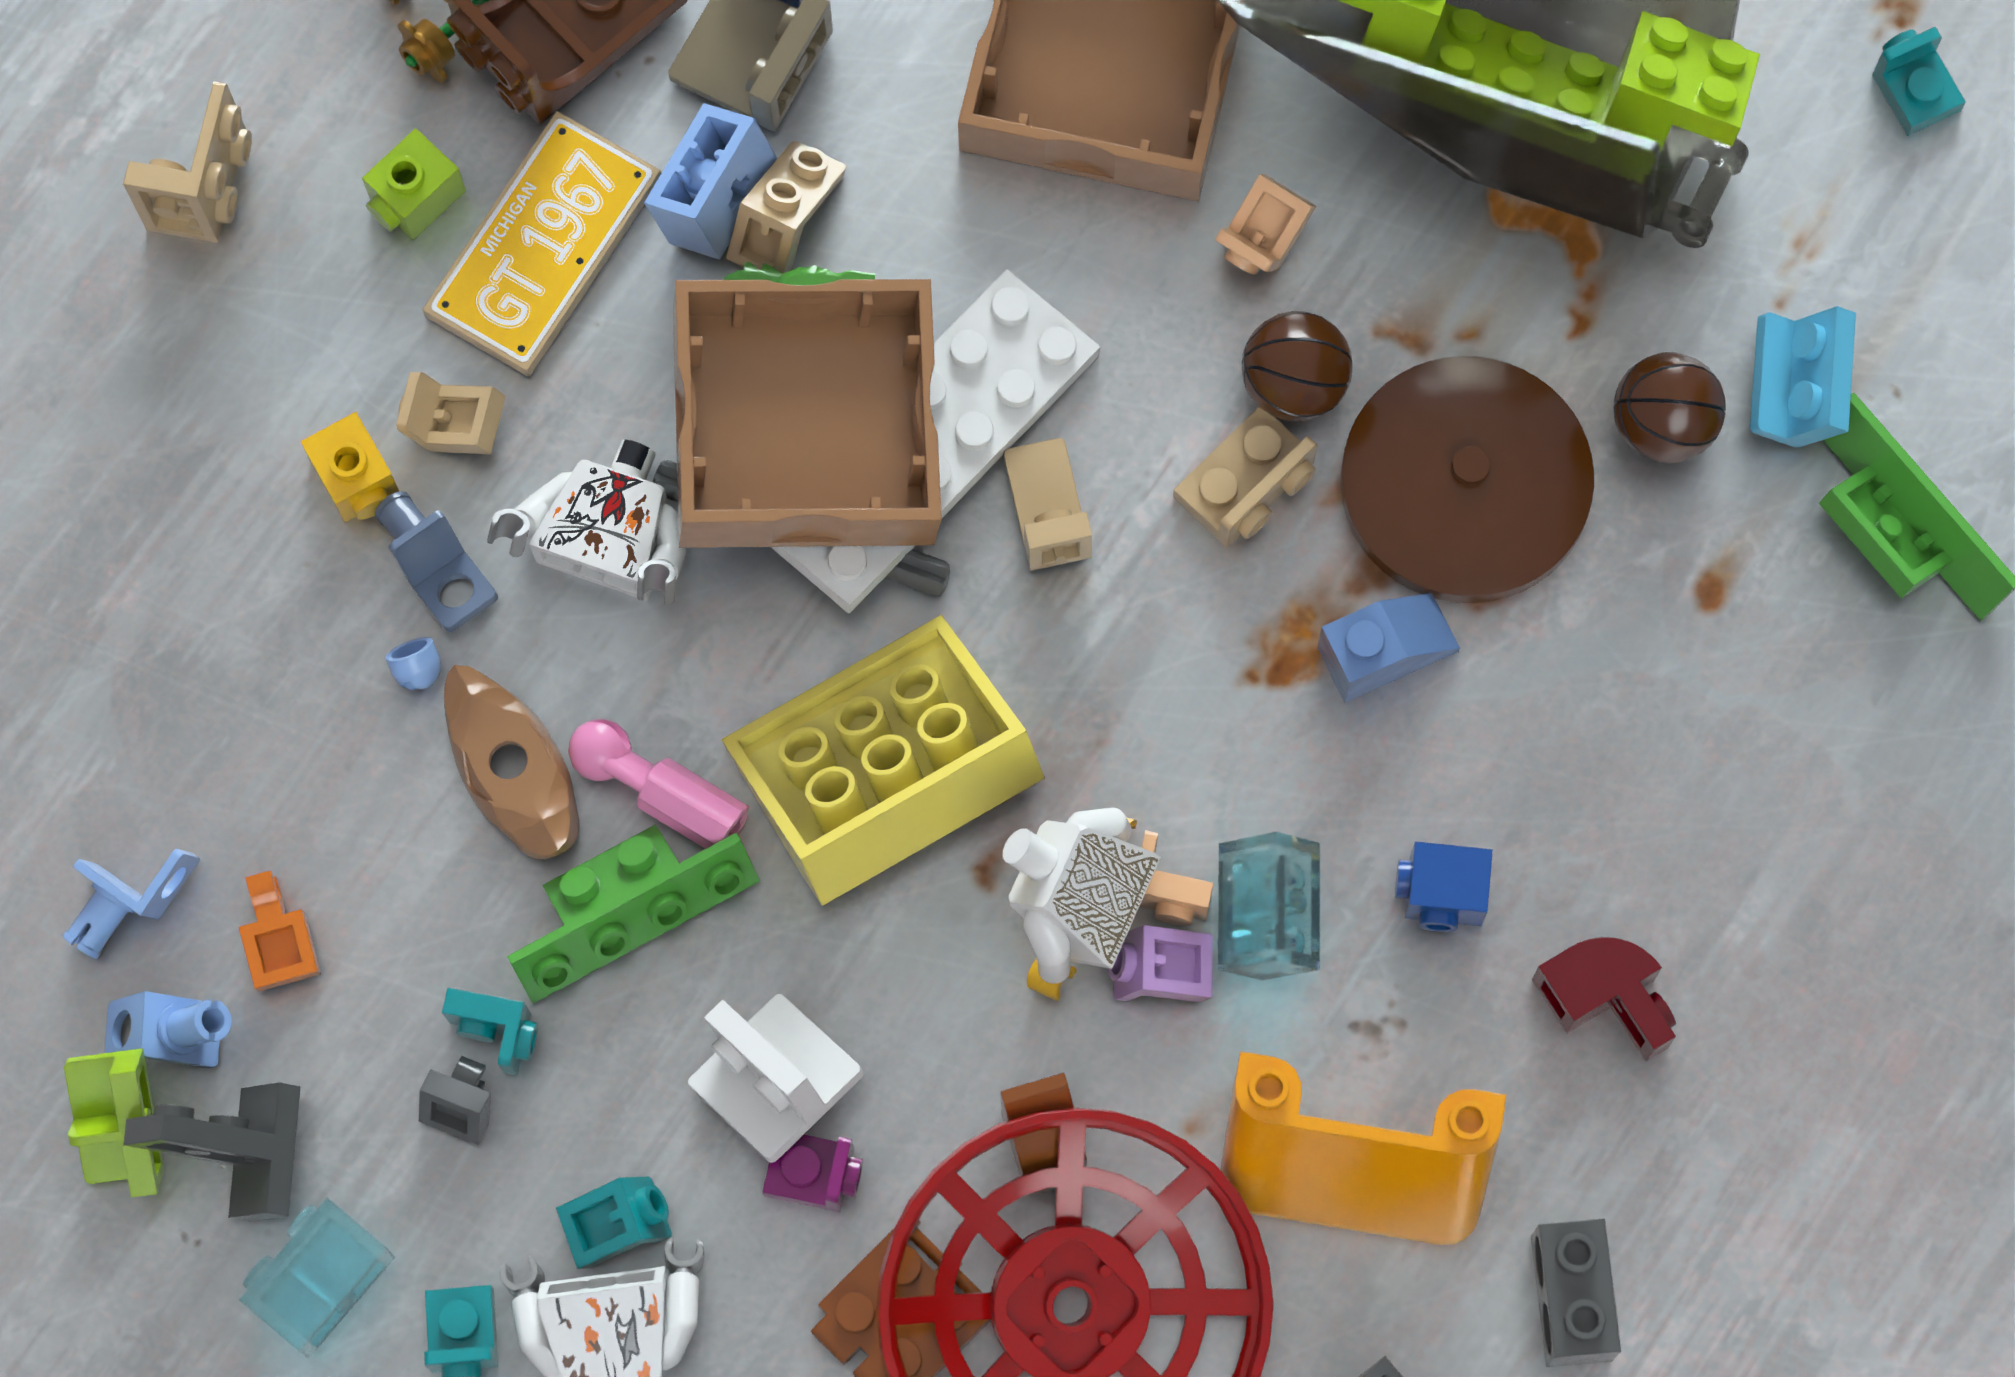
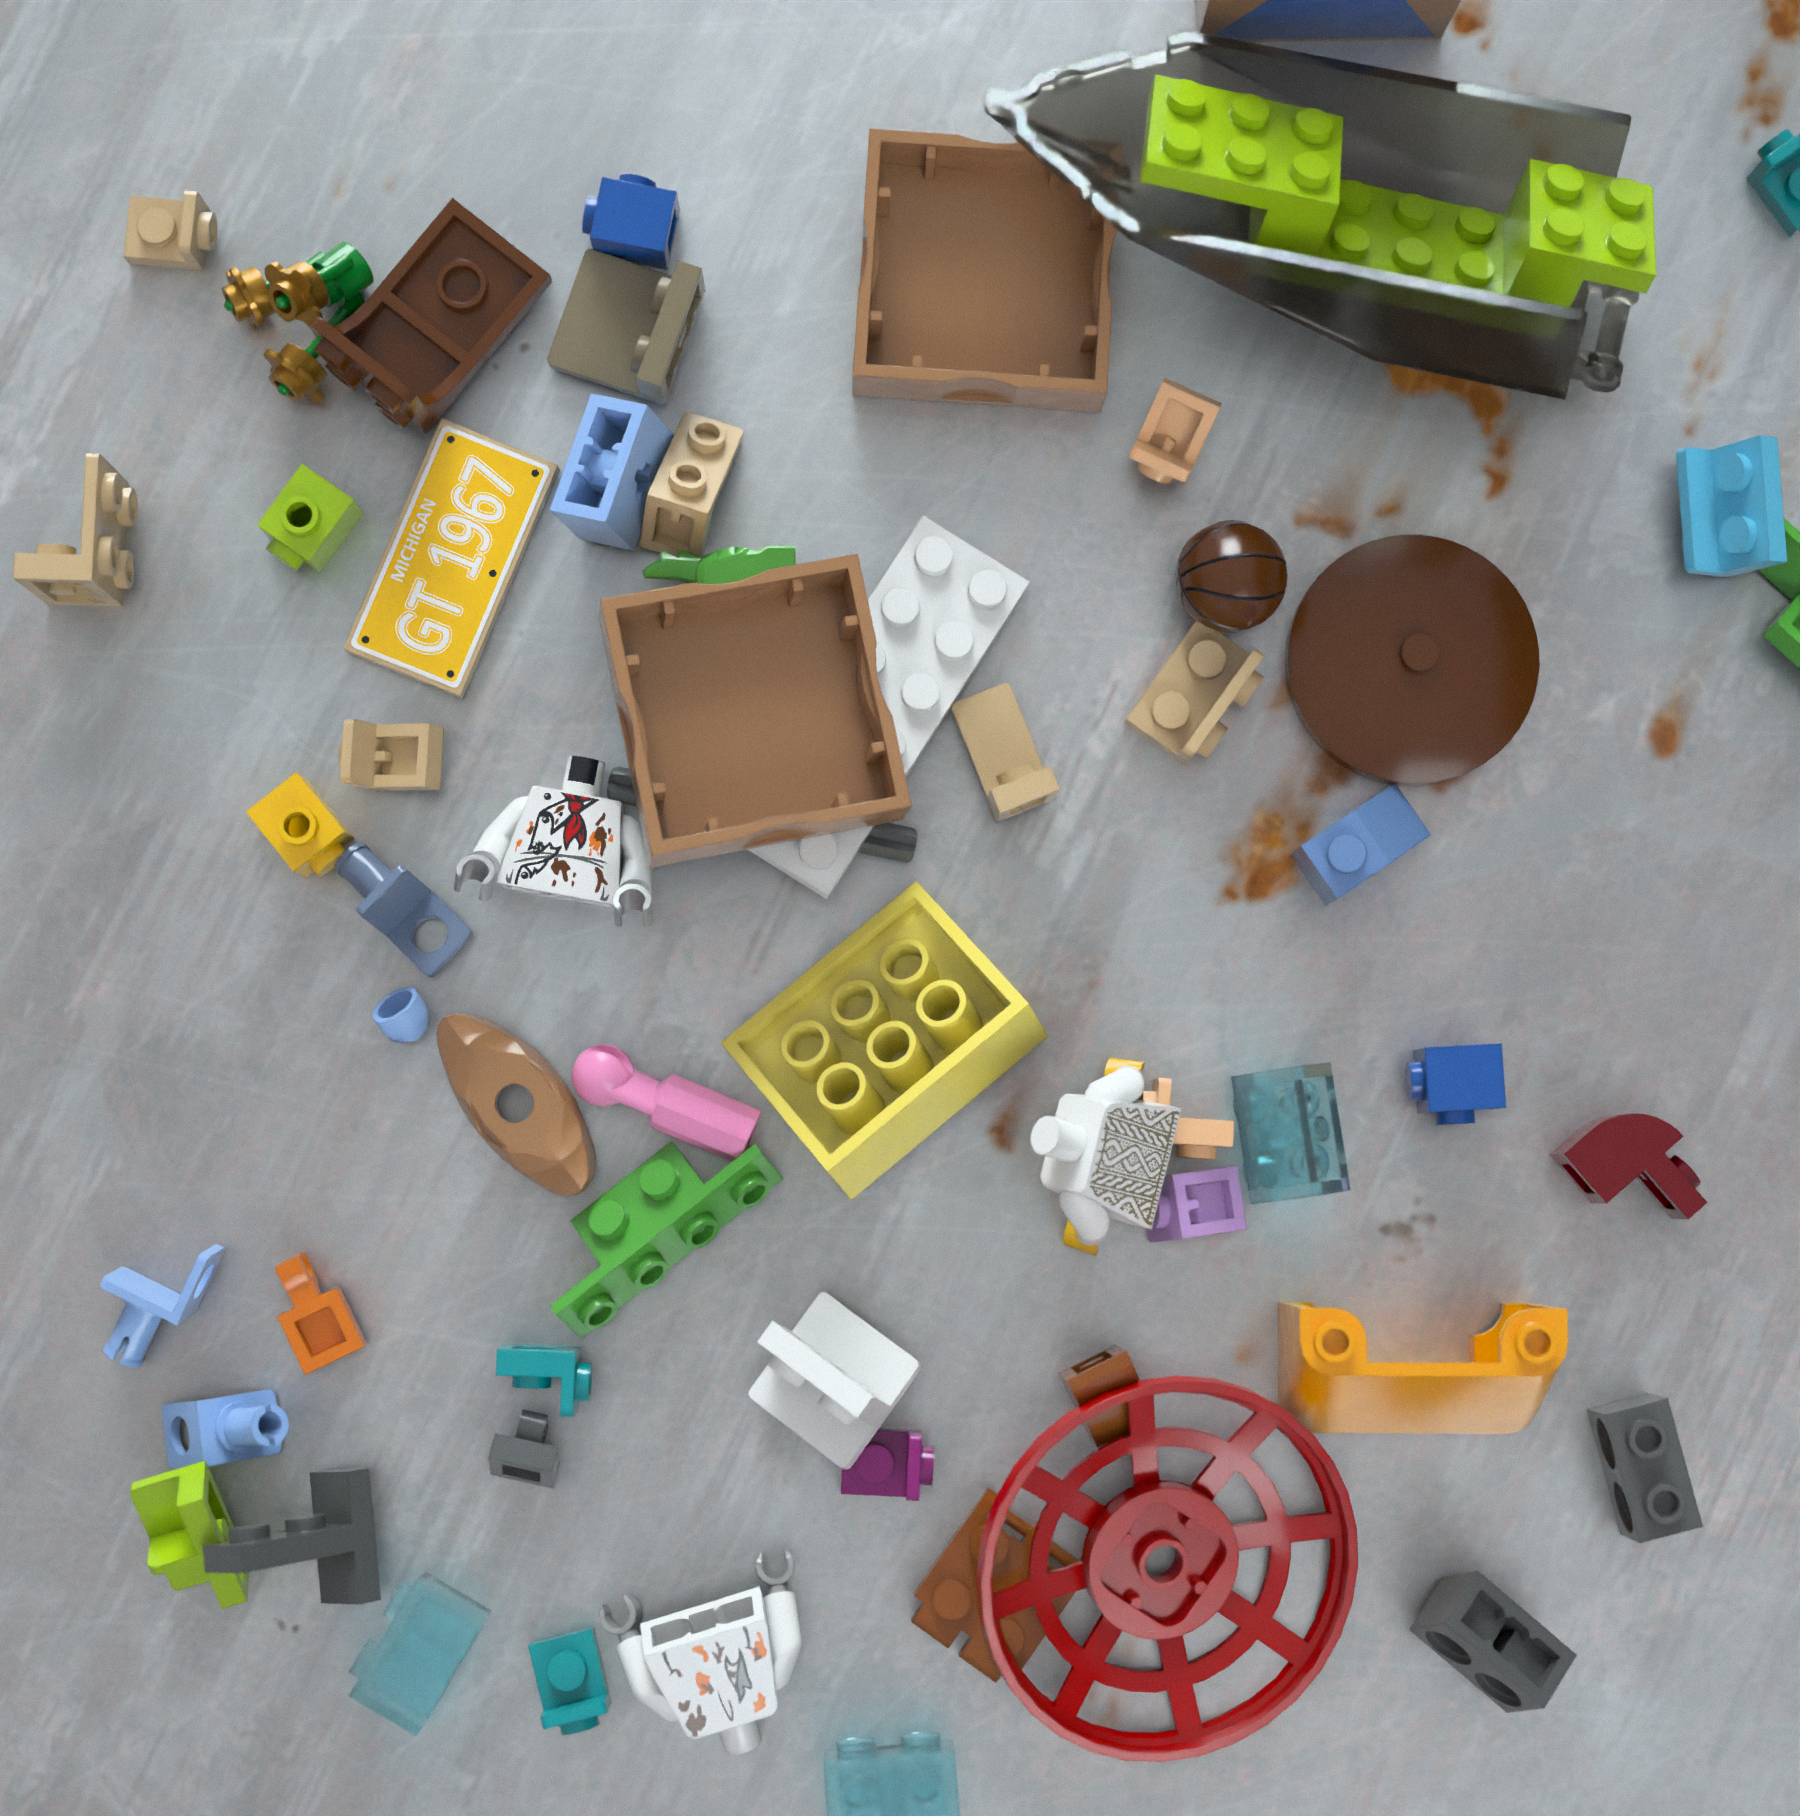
camera: 20 degrees left, 10 degrees up
(614, 1220) = (702, 1546): teal bracket -> none
(1669, 407) = (1606, 562): reddish brown piece -> none

